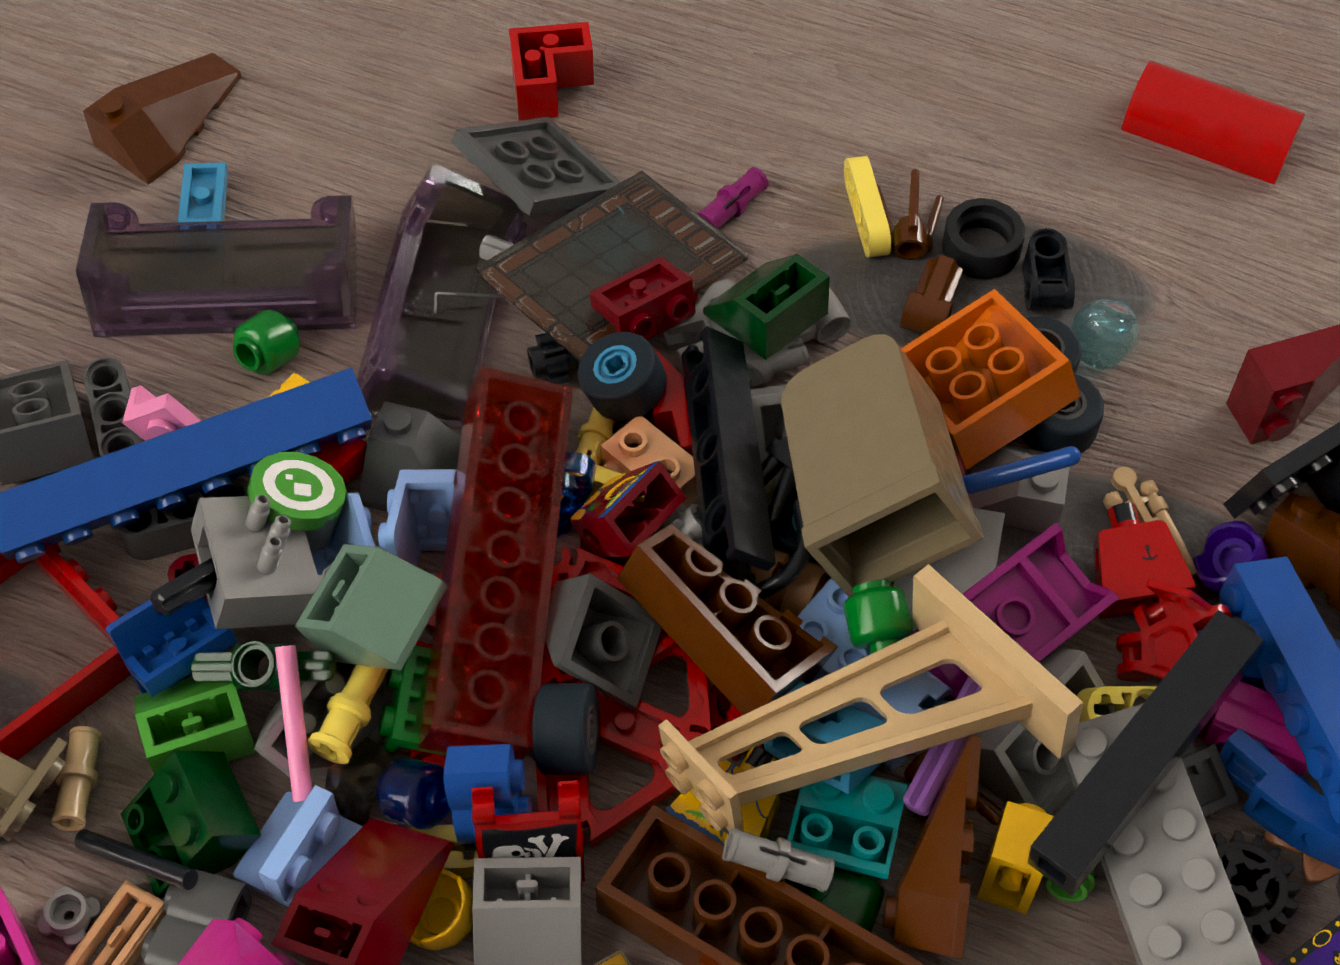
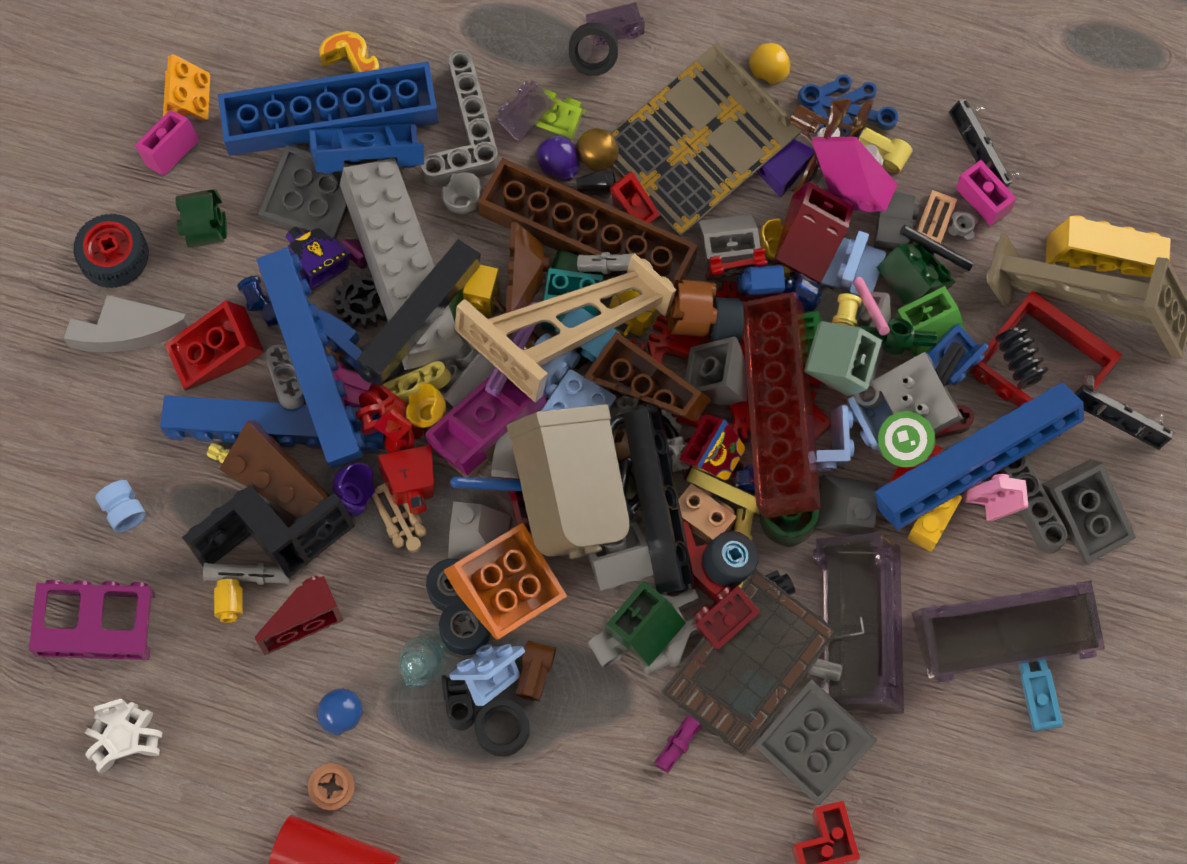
camera: 175 degrees right, 15 degrees up
(52, 618) = (1021, 357): none -> black piece
(77, 778) = (983, 294): tan pin -> none
(156, 116) = (1095, 771): reddish brown wedge -> none
(266, 342) = (963, 581): green head -> none
(624, 751) = (692, 308): none -> dark orange brick
(867, 206) = (583, 746): light yellow beam -> none
(877, 615) = (562, 393): green head -> none
(911, 237) = (552, 724): reddish brown plant -> none
(1015, 273) = (489, 671): none -> light blue bracket
(1118, 645) = (425, 406): none -> yellow hair
(1222, 282) = (339, 711): none -> blue hair
(1241, 198) = (324, 775): none -> nougat gear

